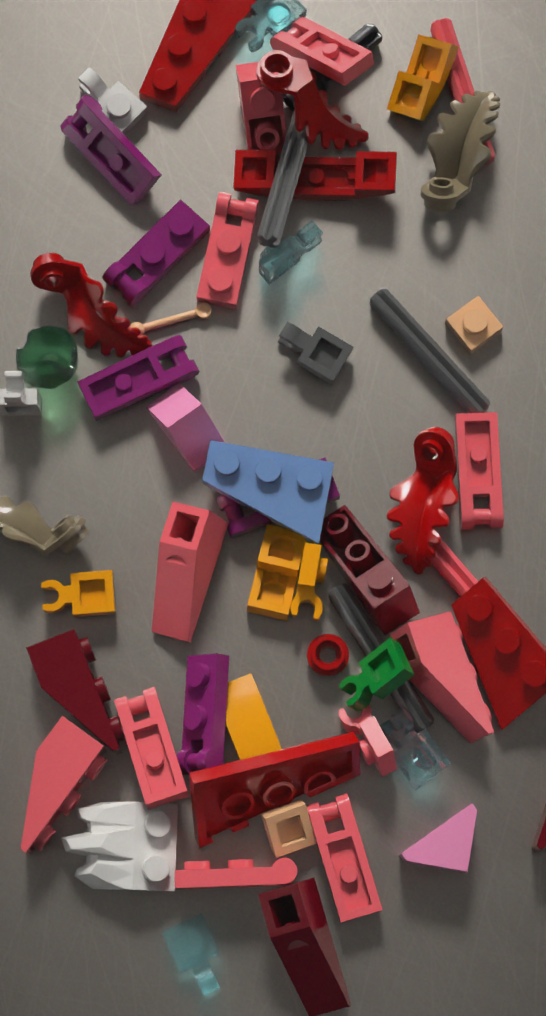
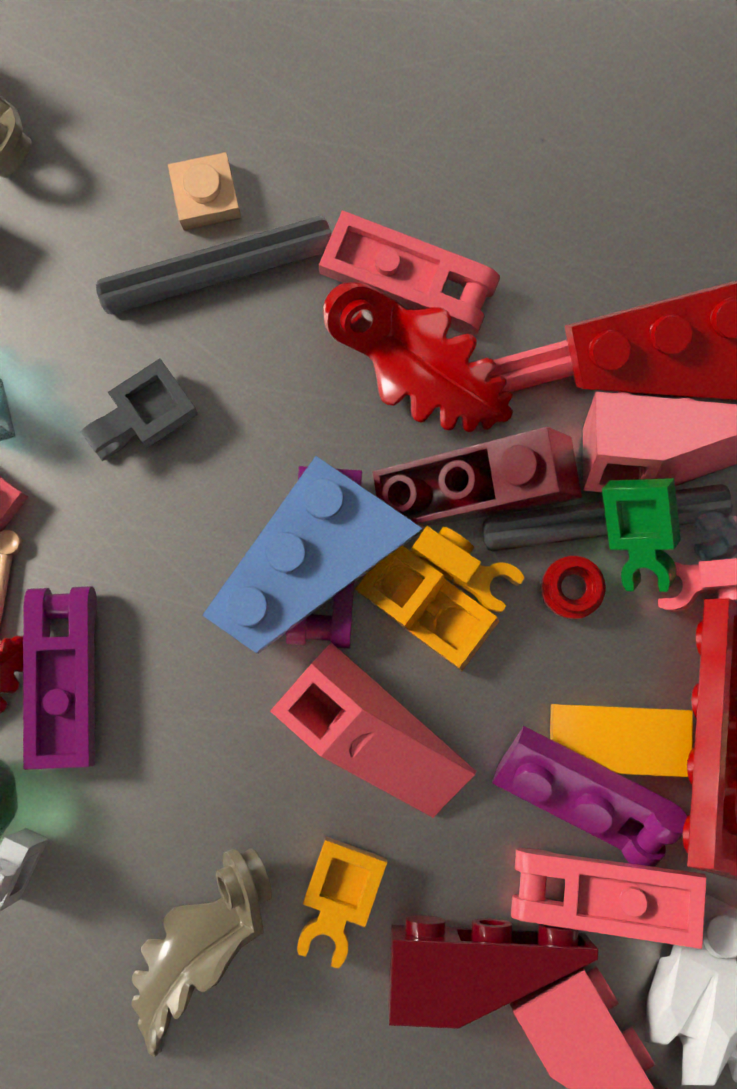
camera: 65 degrees left, 5 degrees up
(185, 424) = (159, 639): bright pink slope -> none

